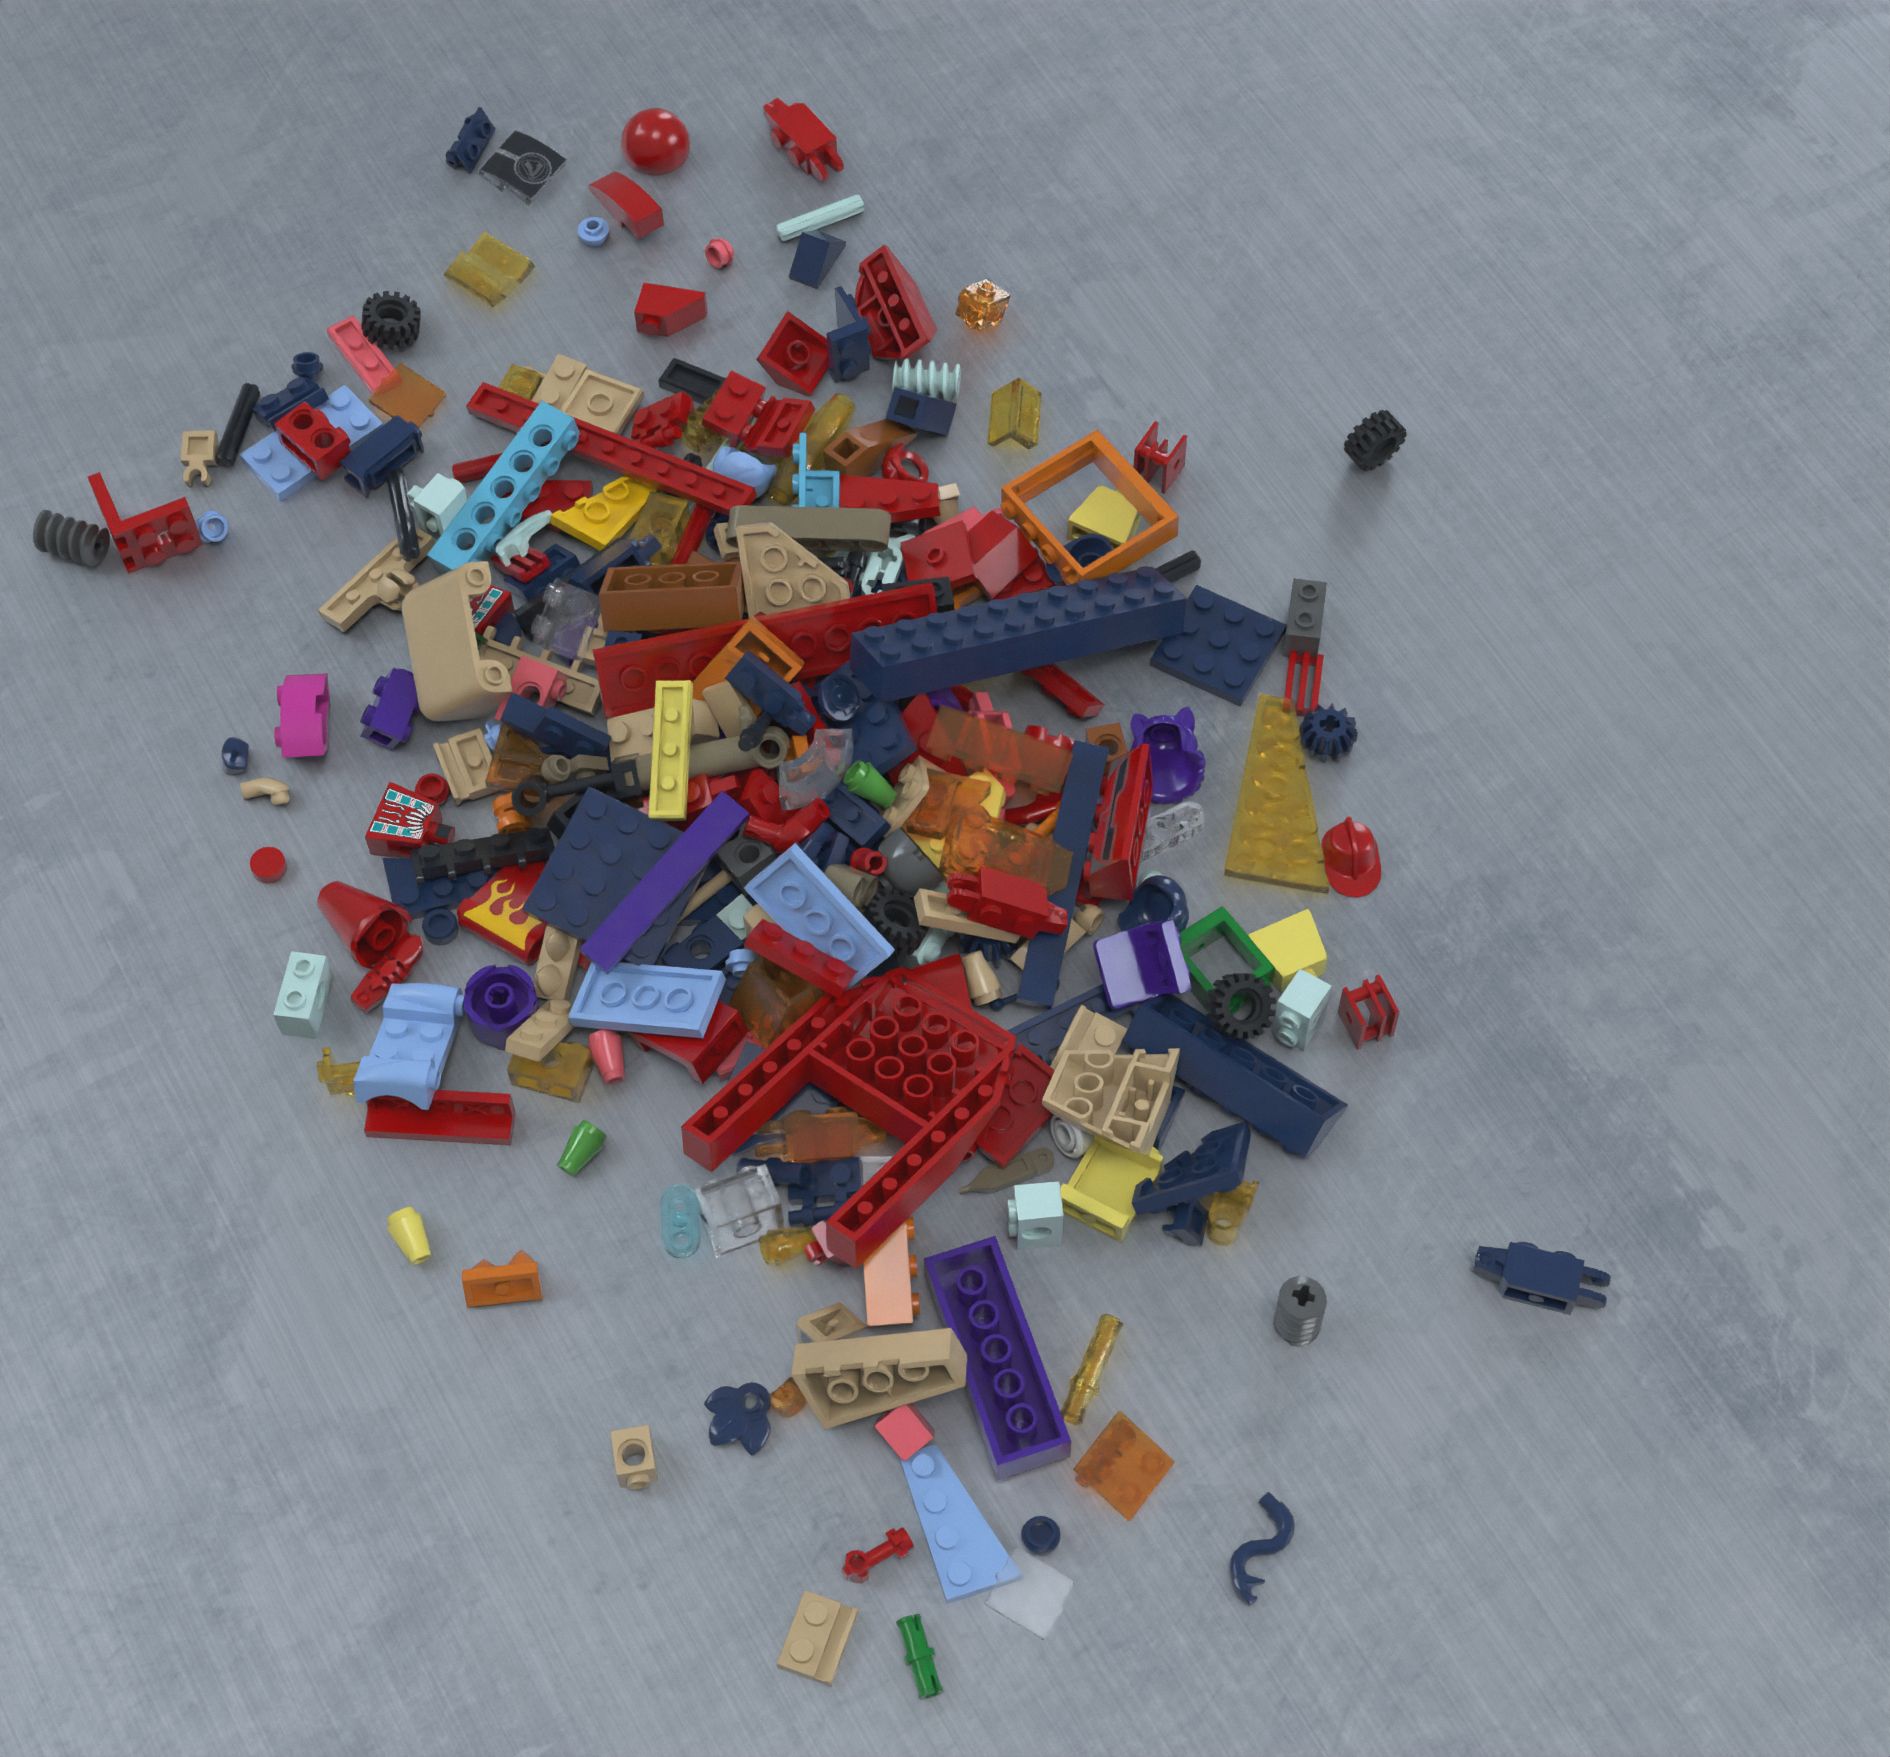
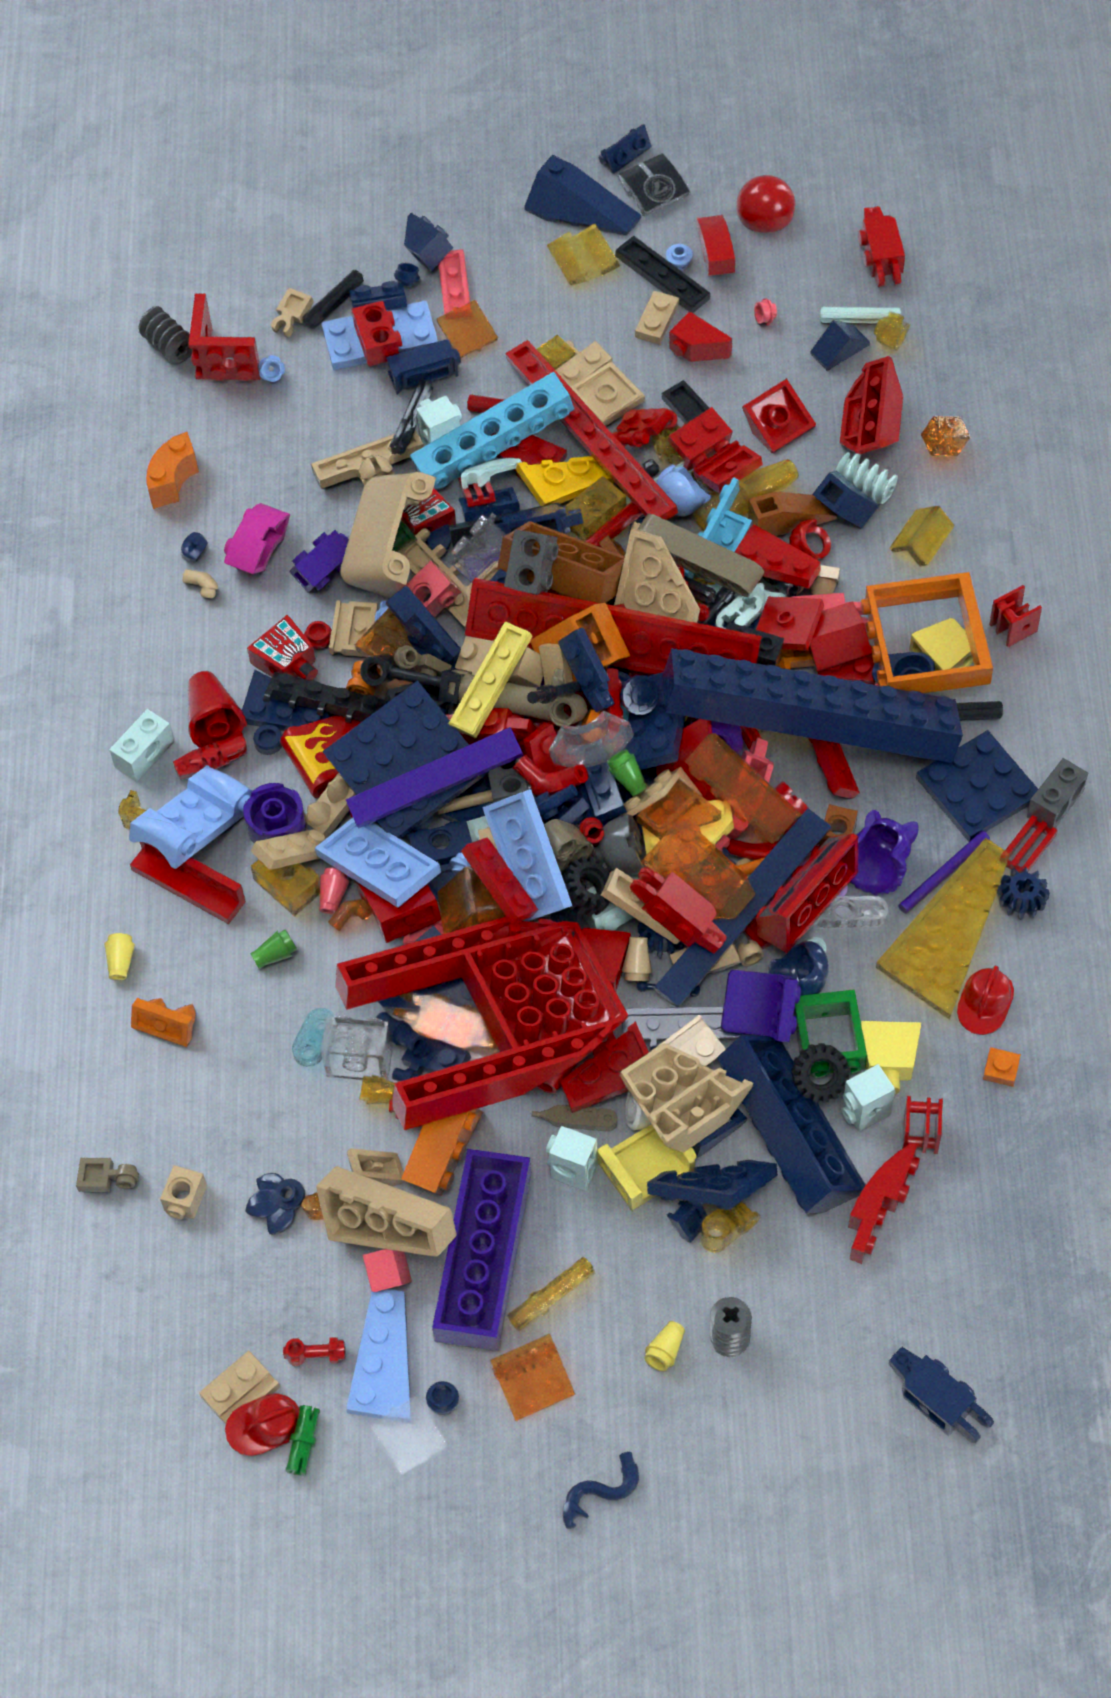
camera: 30 degrees right, 0 degrees up
(159, 681) = (170, 469): none -> orange brick
(268, 864) = (172, 638): red tile -> none
(310, 322) = (425, 242): none -> dark blue slope
(391, 332) = (483, 275): black tyre -> none
(443, 212) = (571, 195): none -> dark blue wedge
(525, 1485) = (97, 1174): none -> dark tan plate
(586, 257) = (662, 274): none -> black tile
(606, 304) = (656, 317): none -> tan plate
(638, 608) = (523, 560): none -> dark grey brick
(638, 1068) = (350, 909): none -> clear orange arm
(849, 343) = (818, 425): dark blue bracket -> none
(863, 220) = (892, 330): none -> clear yellow plate
(865, 1662) = (262, 1424): none -> red piece
(1234, 748) = (942, 873): none -> dark purple bar
(1241, 1367) = (664, 1347): none -> light yellow cone
(1366, 1110) = (878, 1196): none -> red slope
(1406, 917) = (1001, 1067): none -> orange plate

